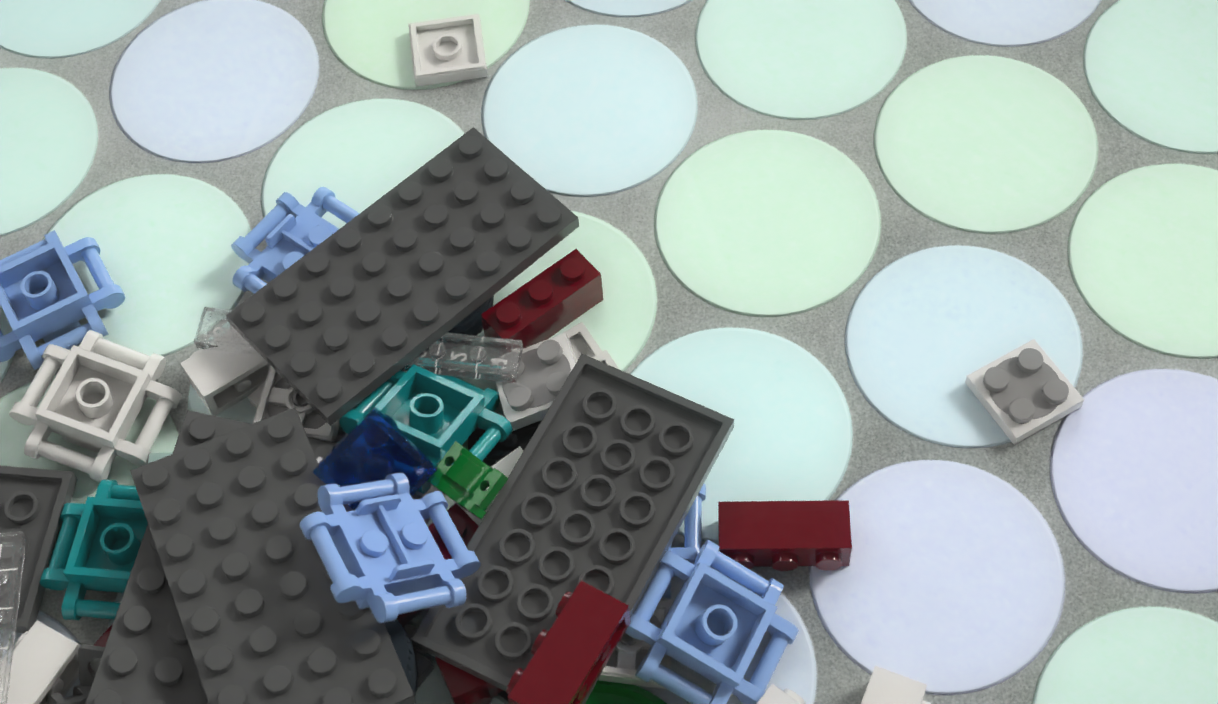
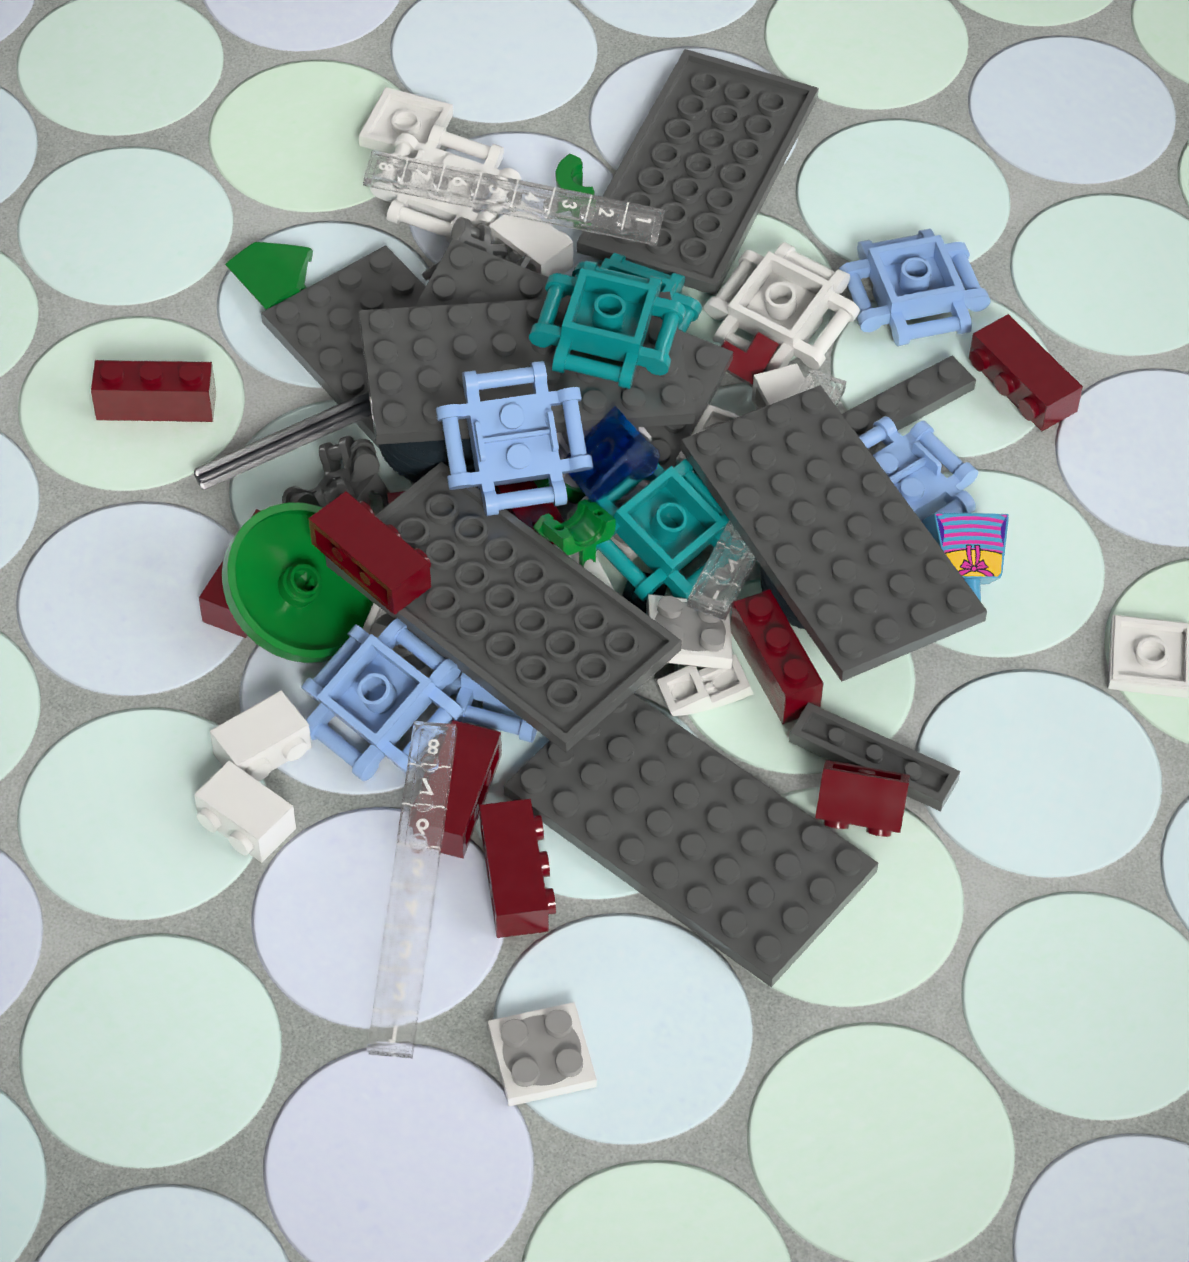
camera: 100 degrees right, 5 degrees down
(144, 188) = (1025, 372): none -> dark red brick
(170, 408) = (752, 361): none -> dark red piece
(186, 273) = (914, 396): none -> dark grey plate
(209, 496) = (609, 320): none -> teal brick
(372, 172) = (972, 544): none -> torso
(624, 214) = (855, 745): none -> dark grey plate
(678, 204) = (862, 798): none -> dark red brick
(759, 328) = (696, 836): none -> dark grey plate
(853, 457) = (516, 868): none -> dark red brick
(914, 529) = (412, 890): none -> clear tile

